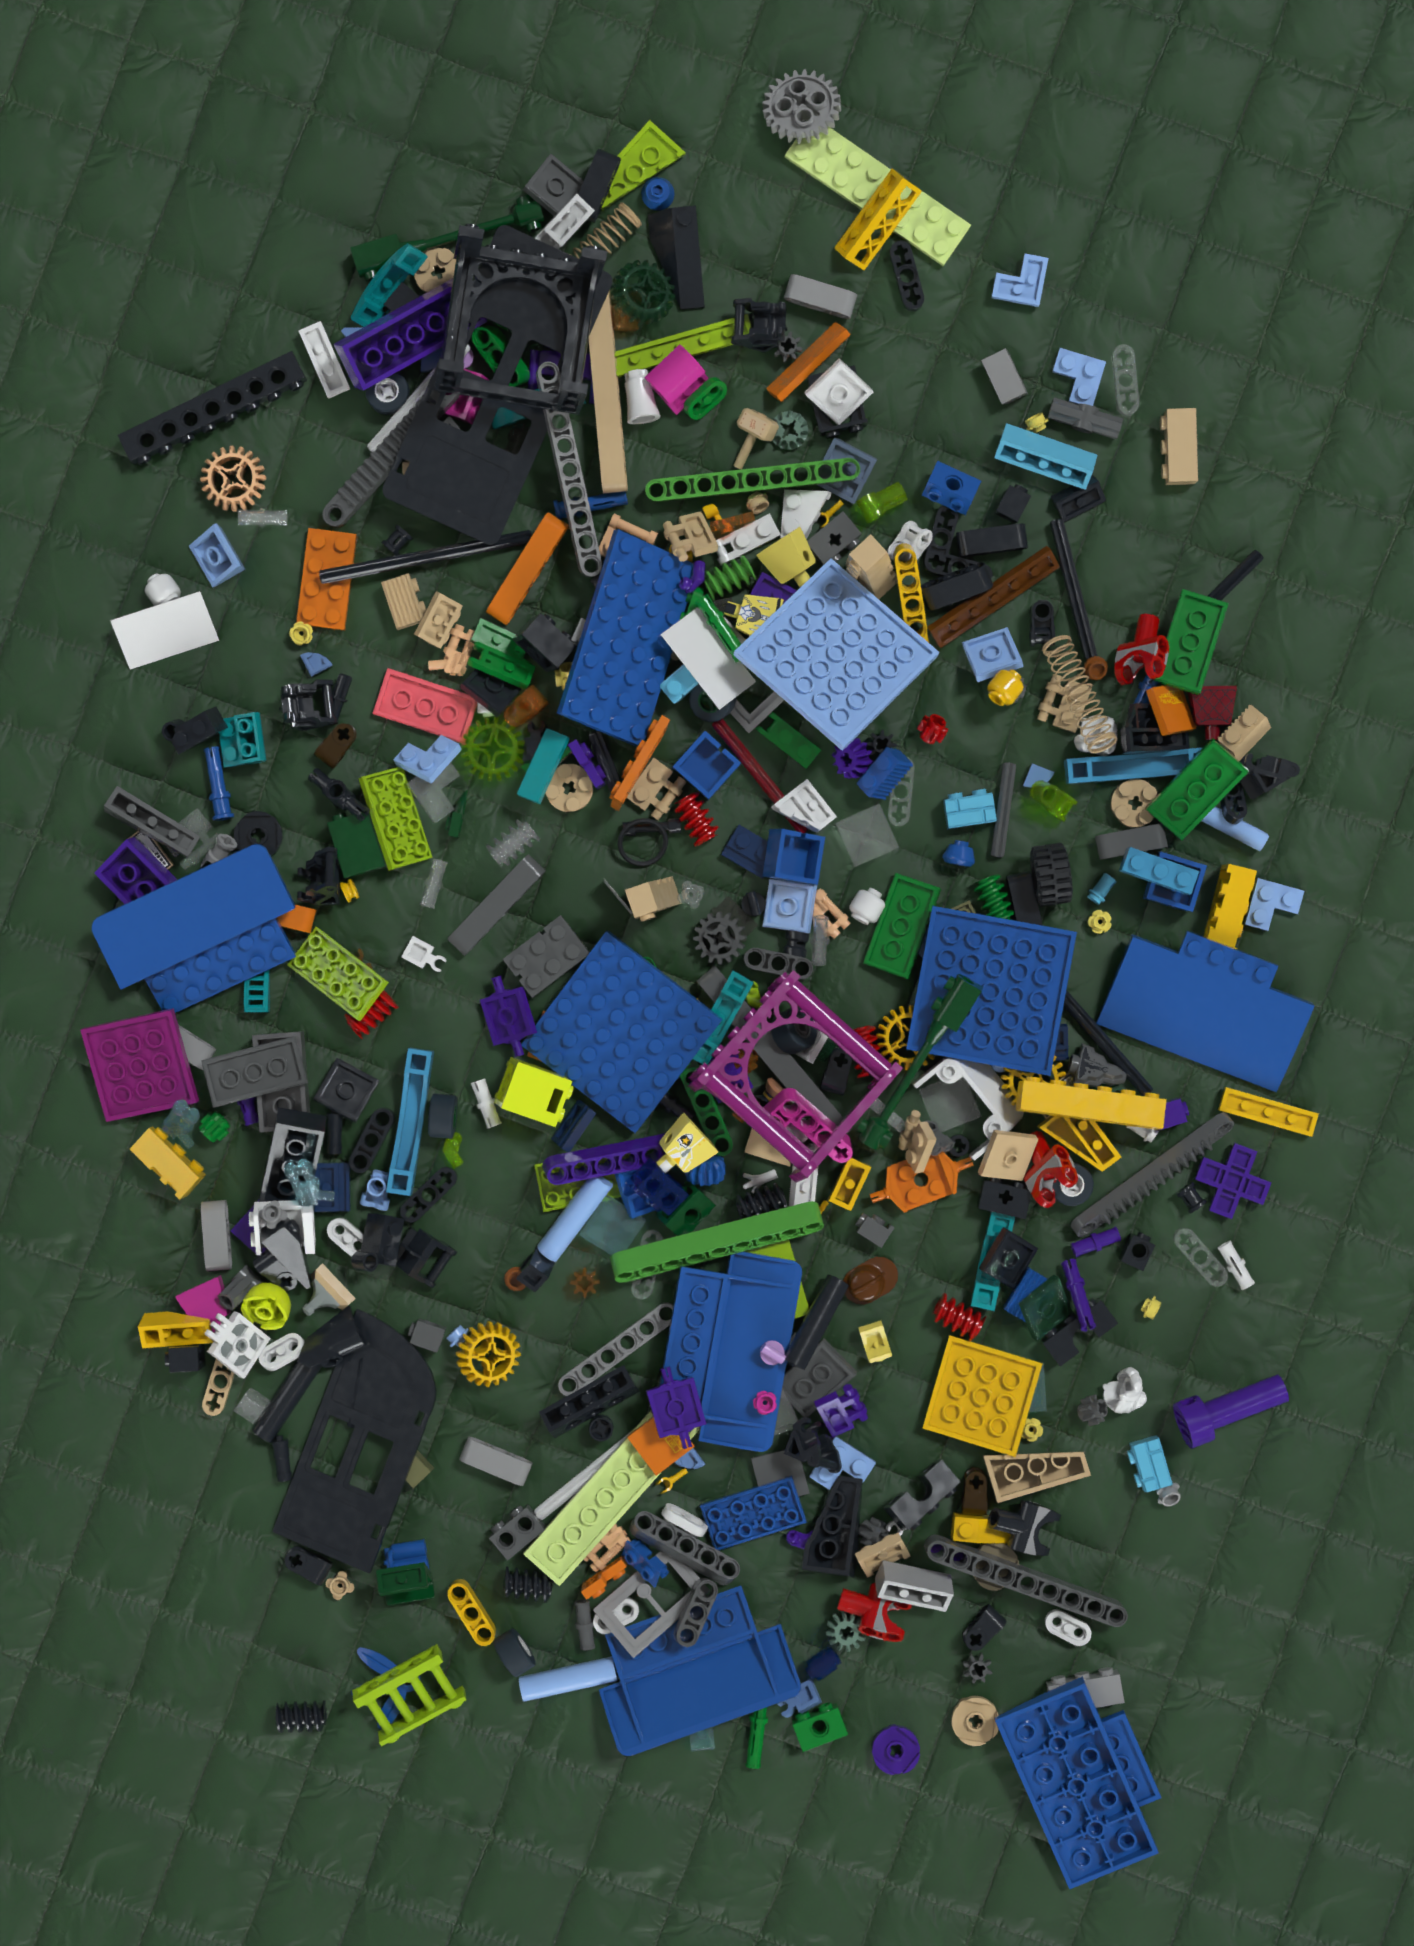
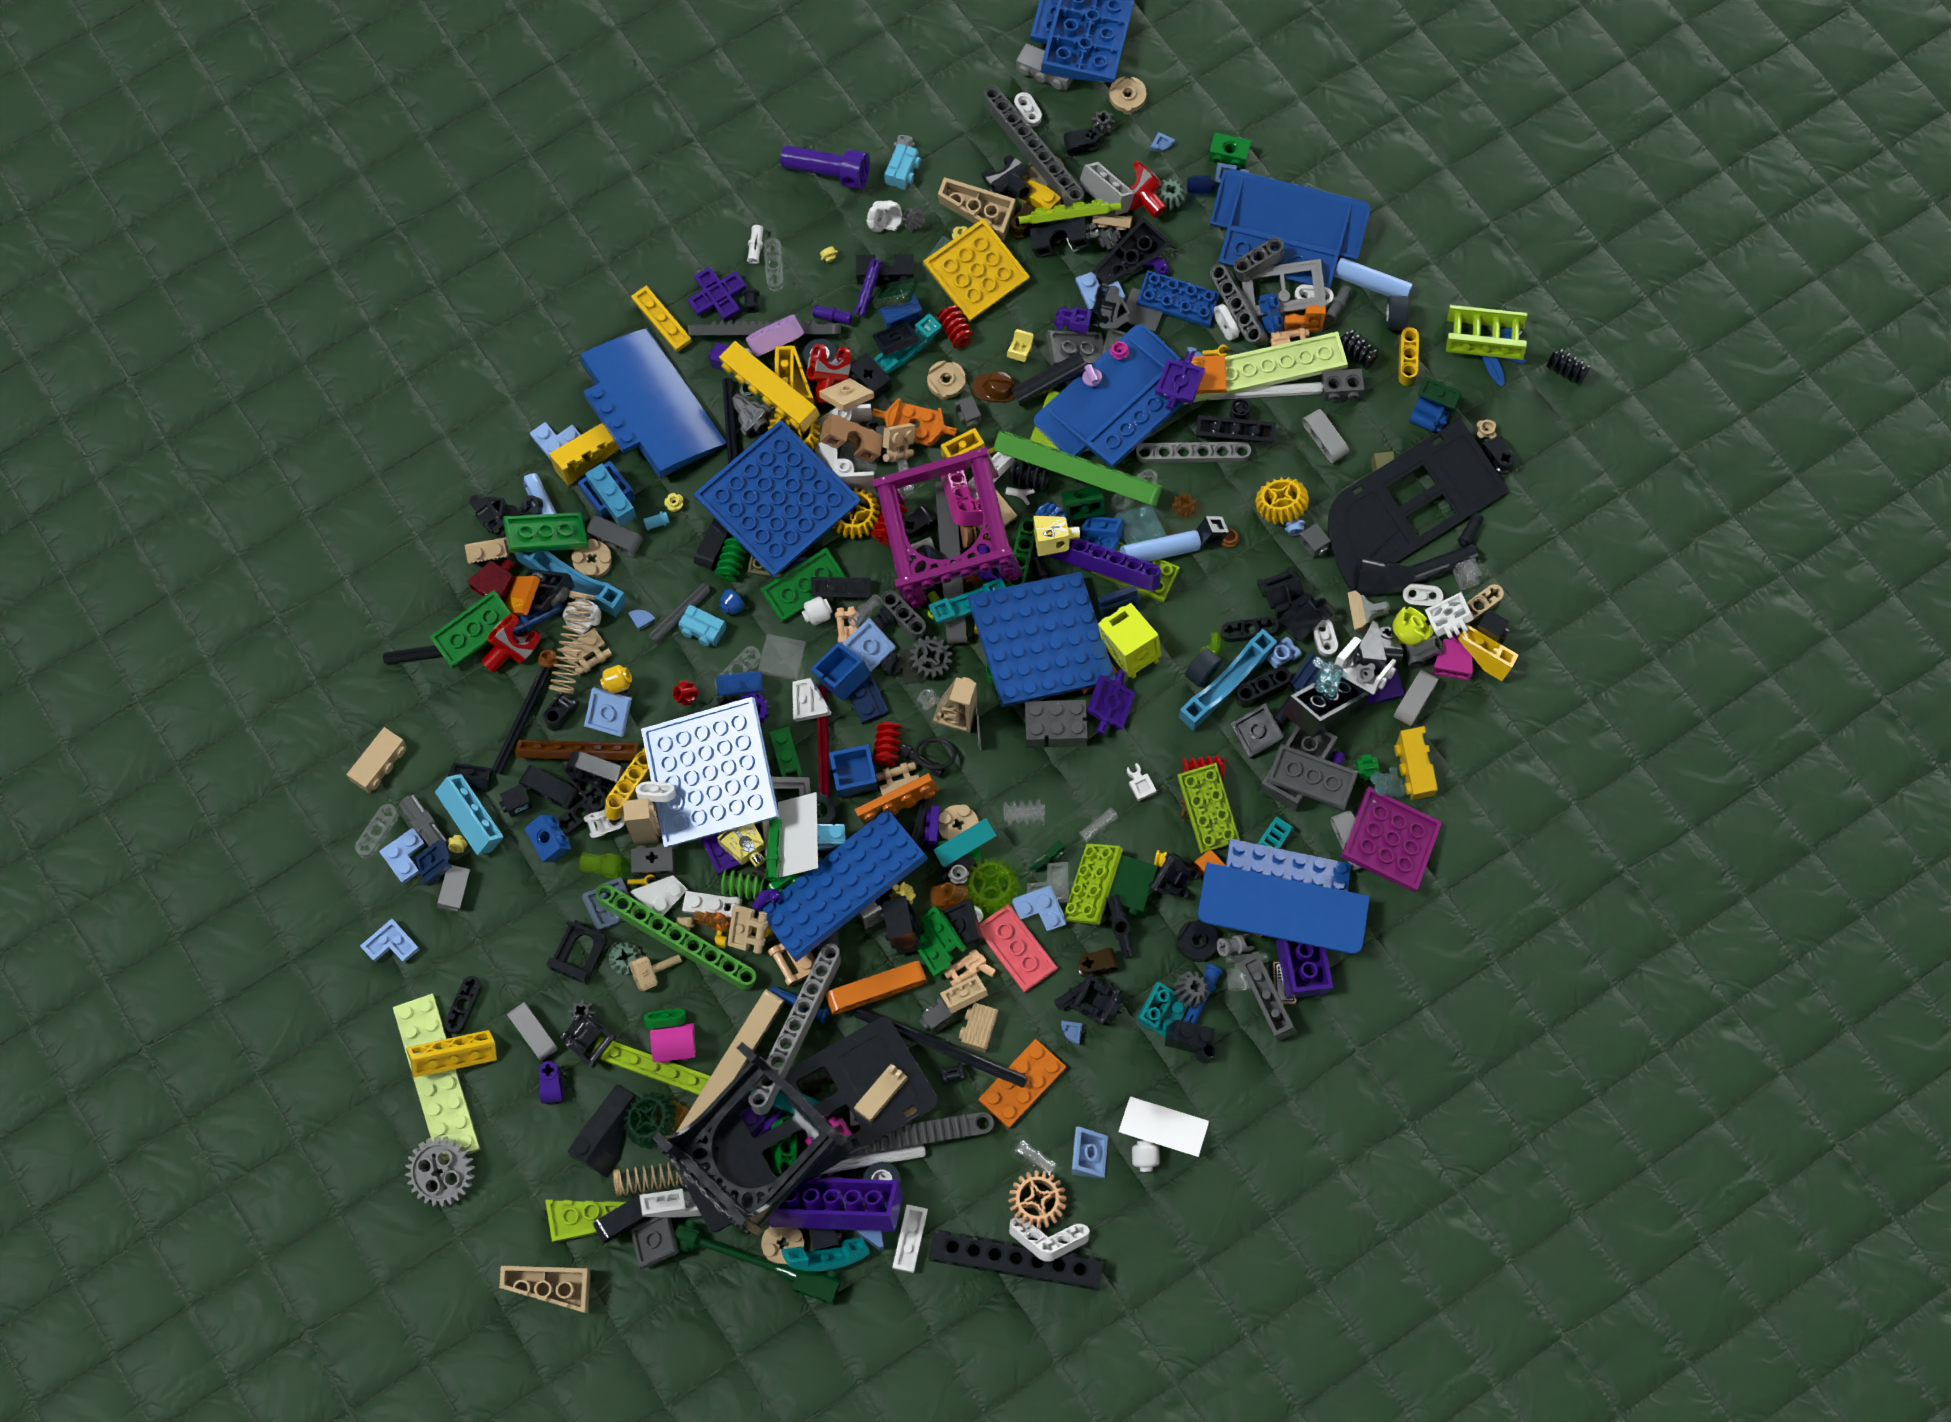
camera: 145 degrees left, 20 degrees down
(193, 440) = (1048, 1247): none -> white beam
(225, 783) = (1191, 989): none -> dark grey gear
(296, 637) = (1067, 1052): light yellow plate -> none
(441, 463) = (880, 1093): none -> tan hinge
(452, 581) = (935, 1017): none -> dark grey brick
(486, 1103) = (1167, 660): white pin -> none
(496, 905) = (1065, 781): dark grey beam -> none
(534, 731) = (958, 869): none -> light grey plate
(620, 79) = (555, 1285): none -> tan wedge
(640, 398) = (709, 1050): white plant -> none
(661, 1184) = (1090, 523): clear blue brick -> none
(664, 195) = (589, 1191): blue cone -> none
(755, 1744) = (1285, 161): green pin -> none
(762, 258) = (550, 1086): none -> dark purple piece
(789, 558) = (692, 868): light yellow torso -> none
(808, 361) = (574, 992): orange tile -> none
(838, 392) = (571, 954): white tile -> none
(862, 947) = (840, 587): none -> black plate
(874, 600) = (656, 791): none -> white plate
(898, 1763) = (1187, 118): dark purple plate -> none
(899, 1688) = (1162, 143): none -> medium blue tile
(918, 1239) = (949, 389): none -> tan plate
(928, 1526) = (1077, 210): none -> lime plate
(948, 1014) = (815, 497): dark green bar -> none
(949, 1117) = (865, 441): none -> medium nougat arch
(1041, 385) = (433, 862): none -> dark blue plate
(1051, 874) = (680, 545): black tyre -> none
(1056, 801) = (643, 596): clear neon green piece -> none
(1132, 1169) = (774, 335): none -> lavender beam
(1137, 1261) = (810, 284): black brick -> none

